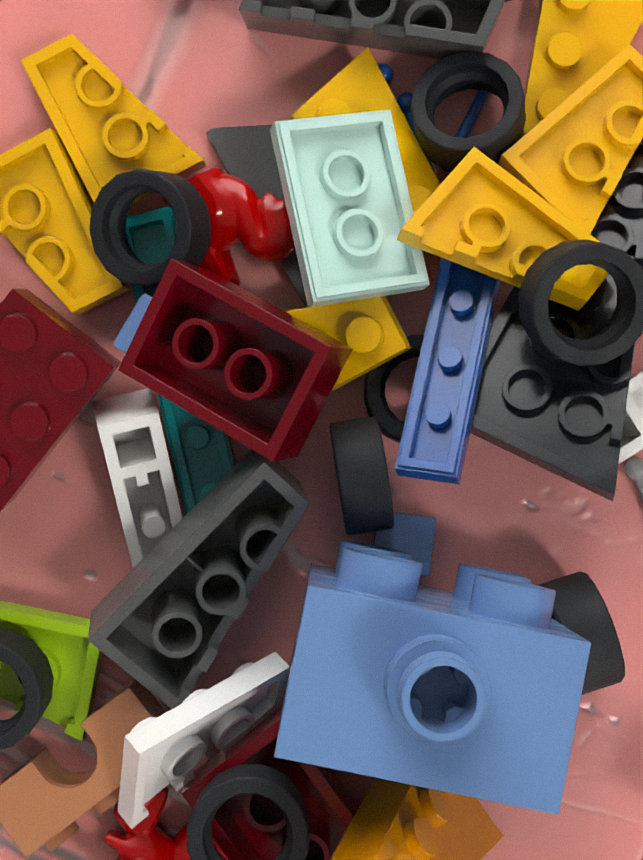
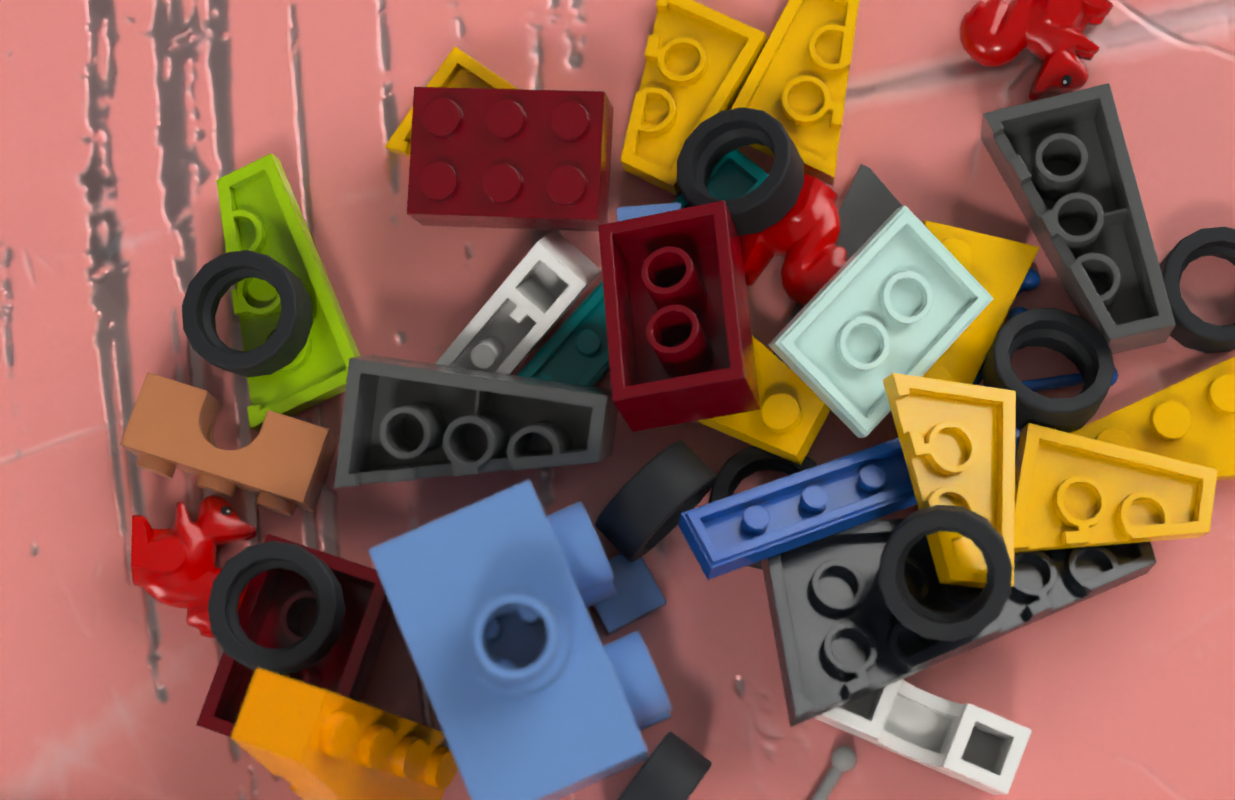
camera: 60 degrees right, 10 degrees down
(176, 742) = (312, 499): white wing -> none

